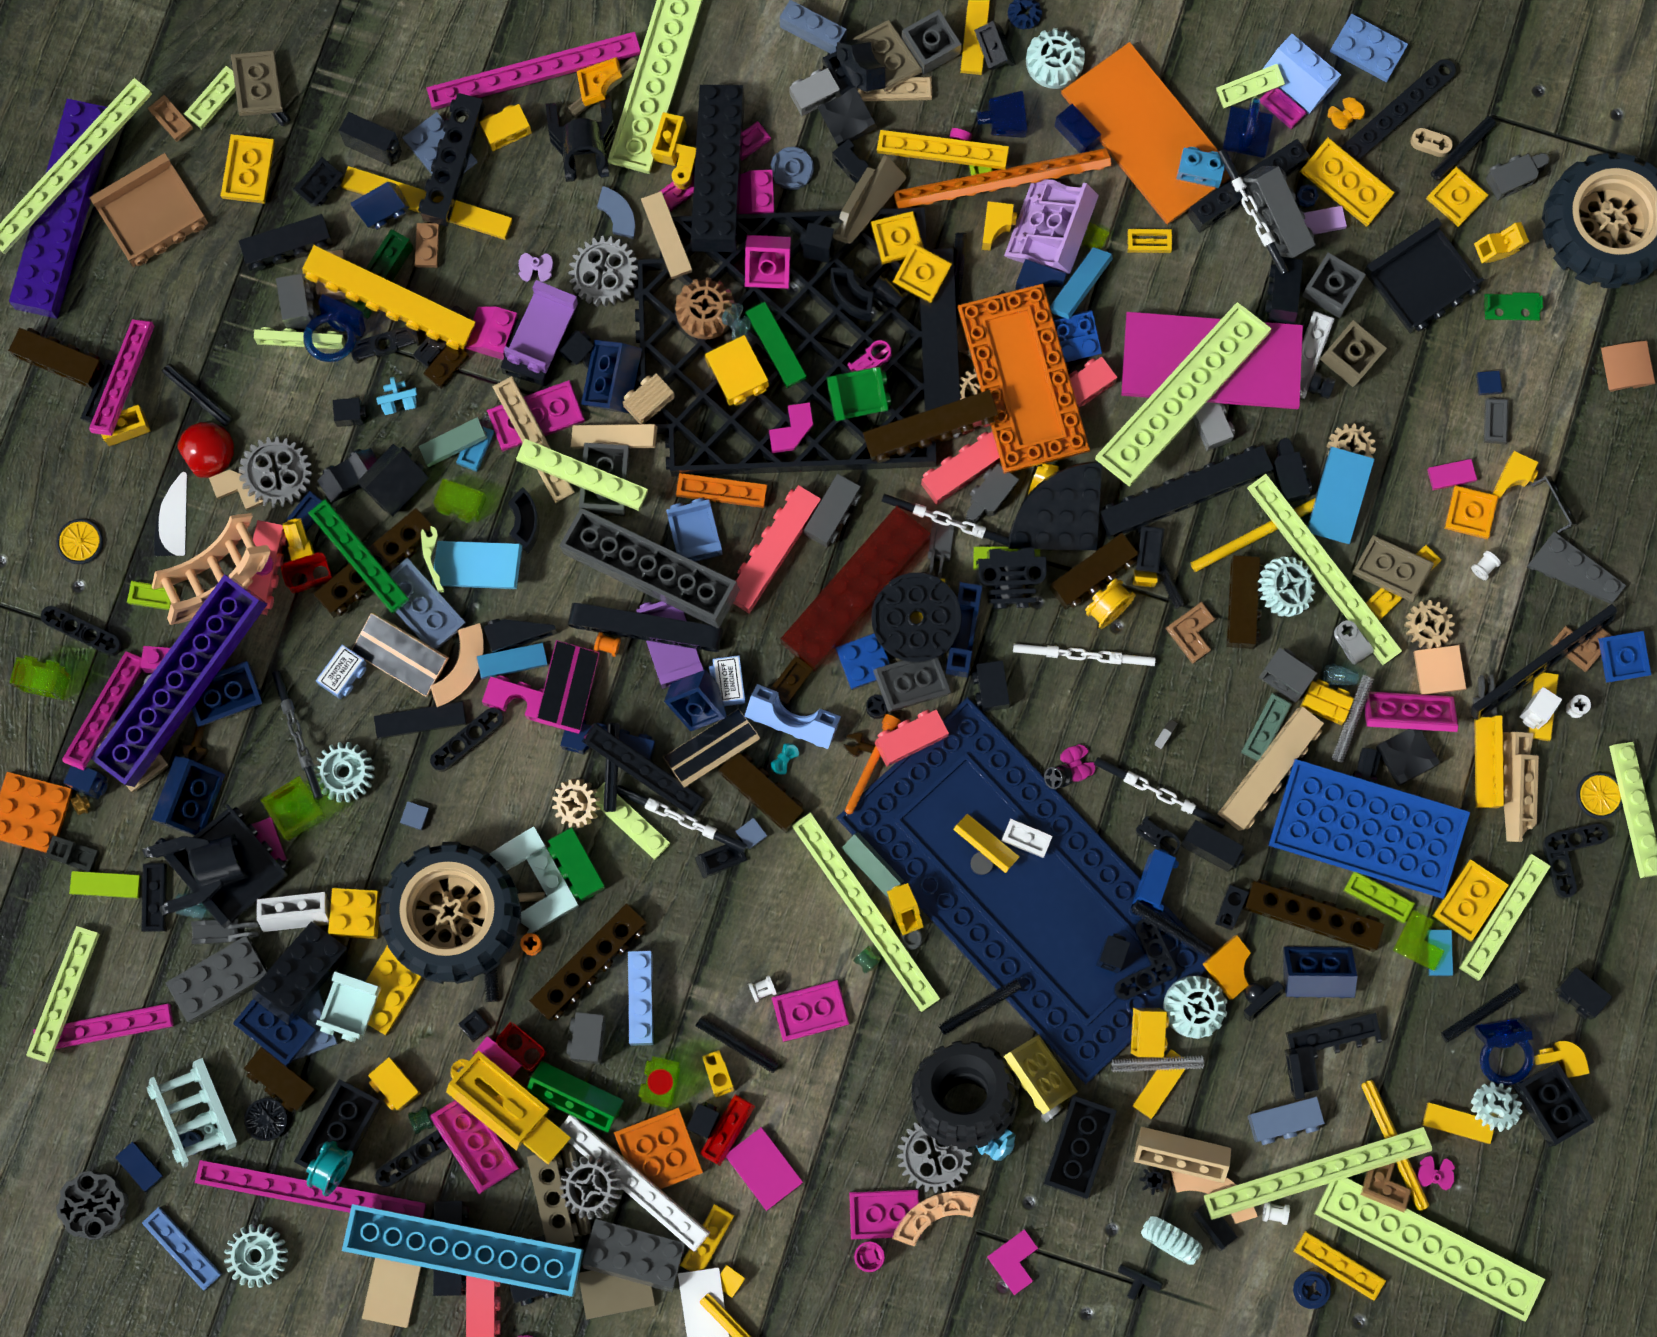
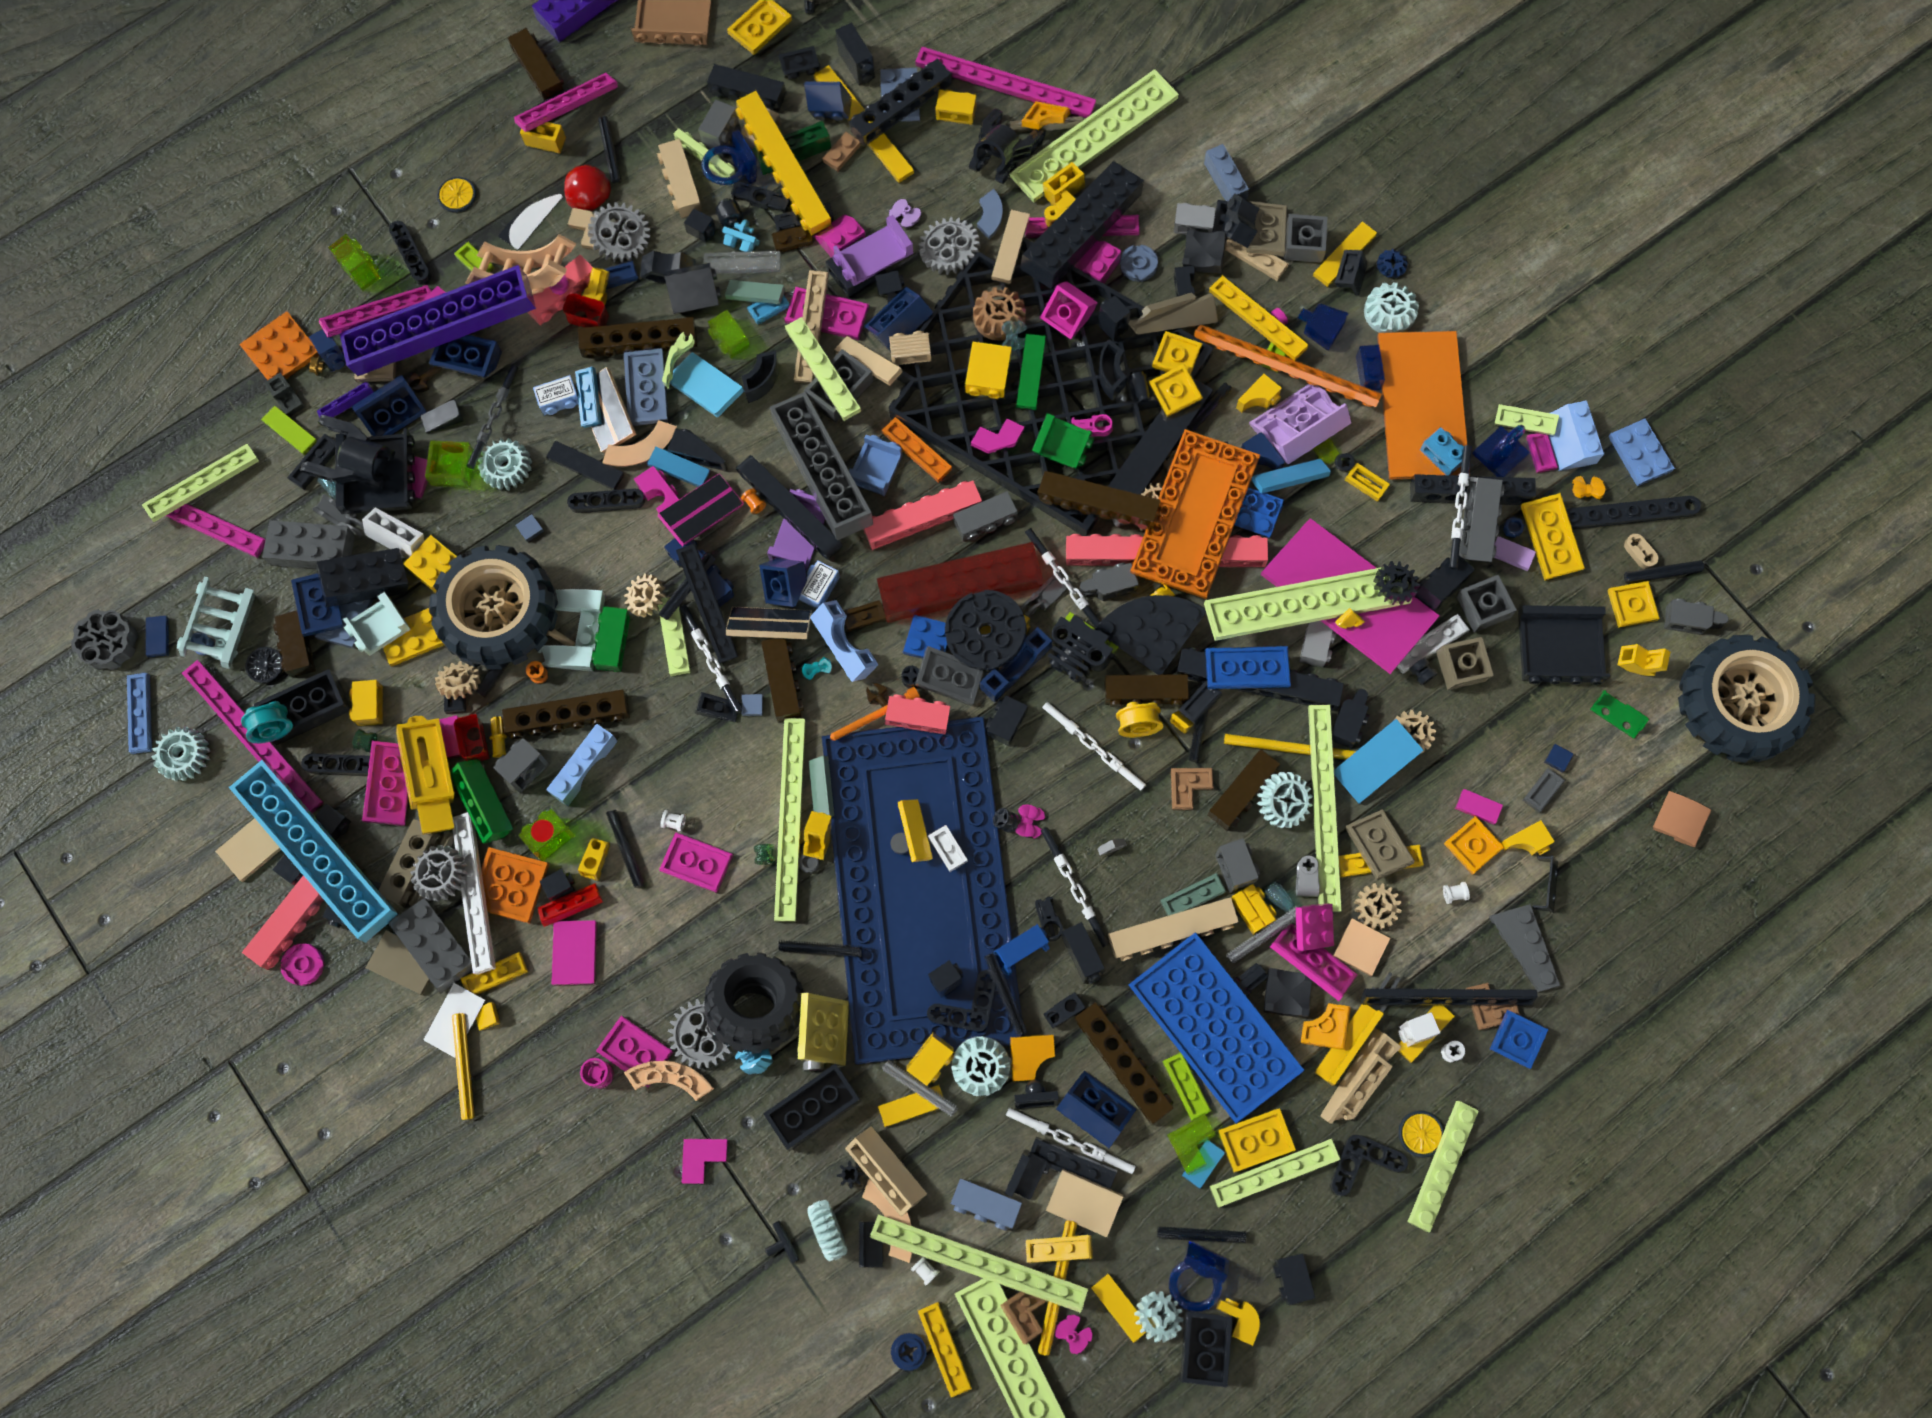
camera: 40 degrees right, 5 degrees down
(139, 820) = (346, 400): none -> dark purple tile
(244, 769) = (442, 416): none -> slope
(292, 378) = (680, 178): none -> tan brick
(359, 556) = (627, 323): green tile -> none
(367, 380) = (729, 212): none -> black head
(374, 653) = (588, 397): none -> dark azure tile
(418, 419) = (744, 262): none -> clear plate
(464, 1004) = (457, 680): none -> tan gear
(541, 1028) = (498, 737): none -> yellow axle
(1113, 240) = (1338, 462): none -> black bush
(1170, 489) = (1247, 667): none -> blue tile
(1230, 384) = (1349, 619): none -> yellow tile
(1260, 323) = (1397, 590): none -> black gear
(1286, 1021) = (1098, 1153): none -> white piece
(1366, 1058) = (1084, 1202): none -> tan tile
(1374, 1112) = (1059, 1249): none -> yellow tile
(1391, 681) = (1314, 926): none -> dark pink plate
(1463, 761) = (1329, 1029): none -> light orange tile

